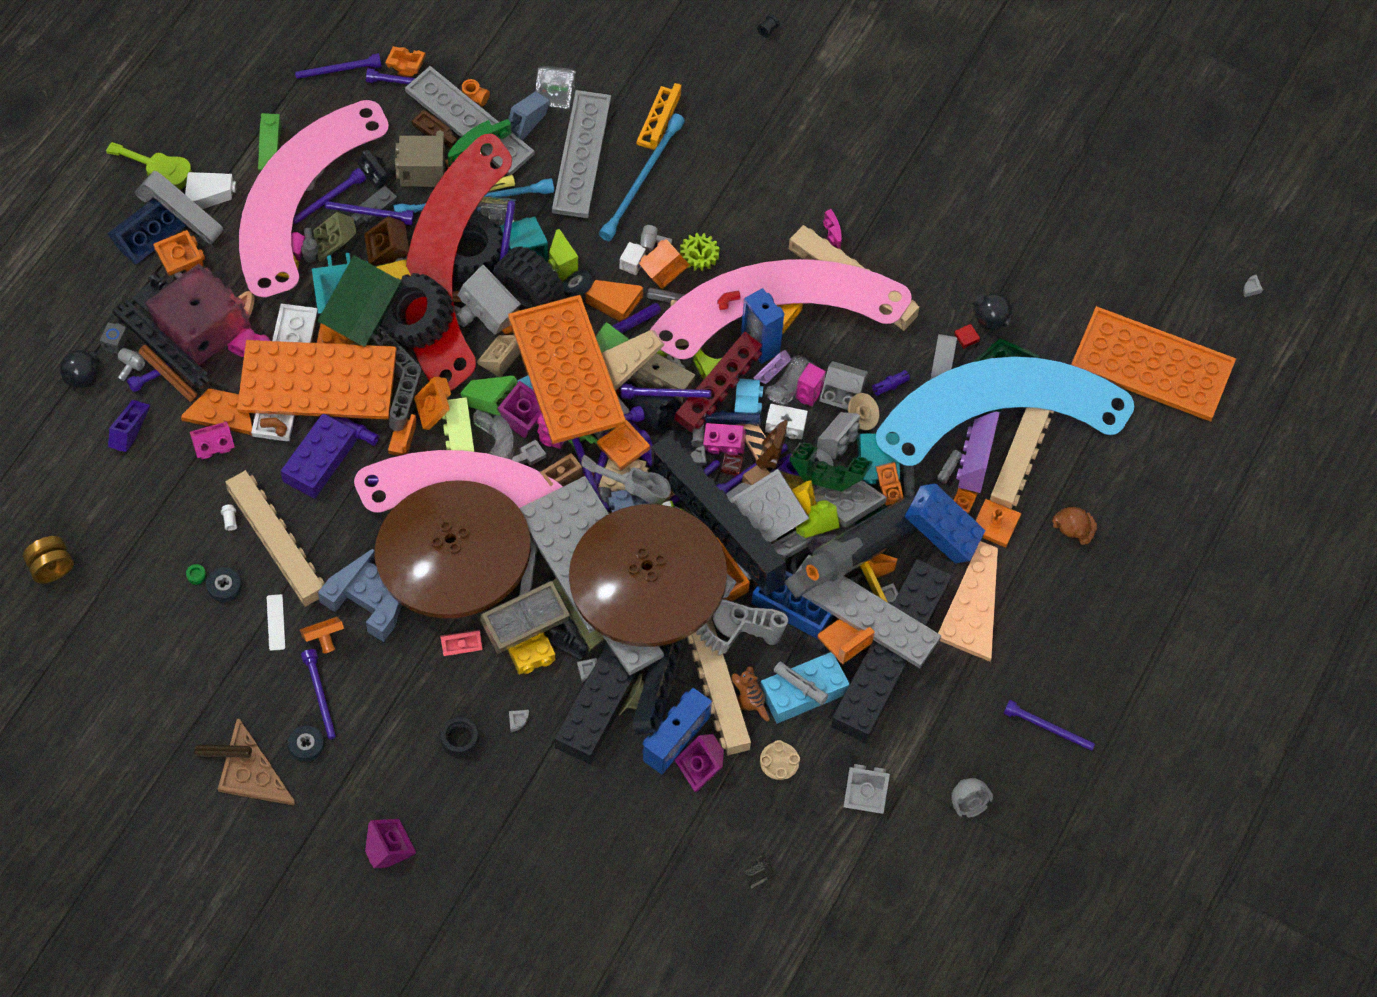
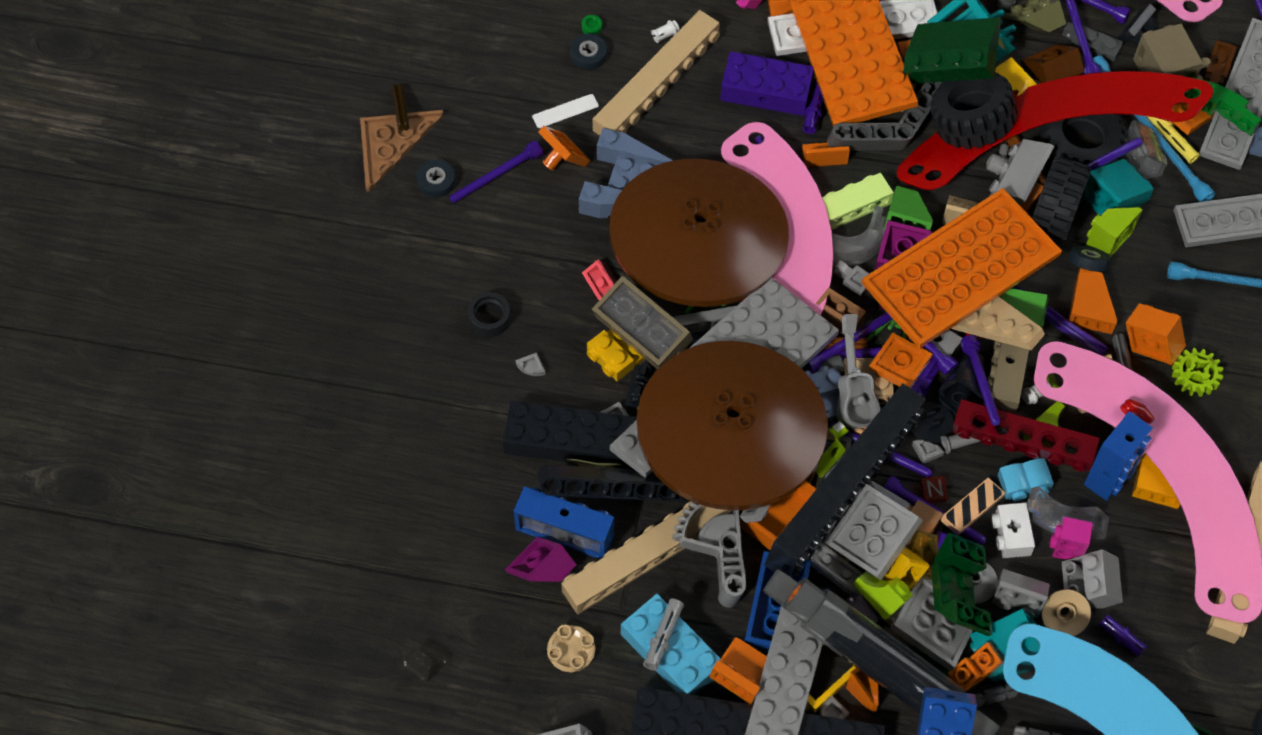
camera: 75 degrees right, 0 degrees up
(280, 427) = (784, 27): dark orange arm -> none
(387, 843) = (346, 284): magenta slope -> none
(432, 402) = (876, 161): orange plate -> none
(631, 257) = (1157, 299): white brick -> none
(650, 237) = (1192, 315): light grey piece -> none
(724, 438) = (959, 468): dark pink brick -> none
(734, 418) = (989, 461): dark blue pin -> none
(751, 695) = (641, 589): dark orange animal -> none
(773, 367) = (1076, 491): lavender slope -> none
(773, 447) = (964, 519): reddish brown slope -> none
(943, 355) = (1189, 686): light grey beam -> none
(967, 336) = (1232, 709): red tile -> none

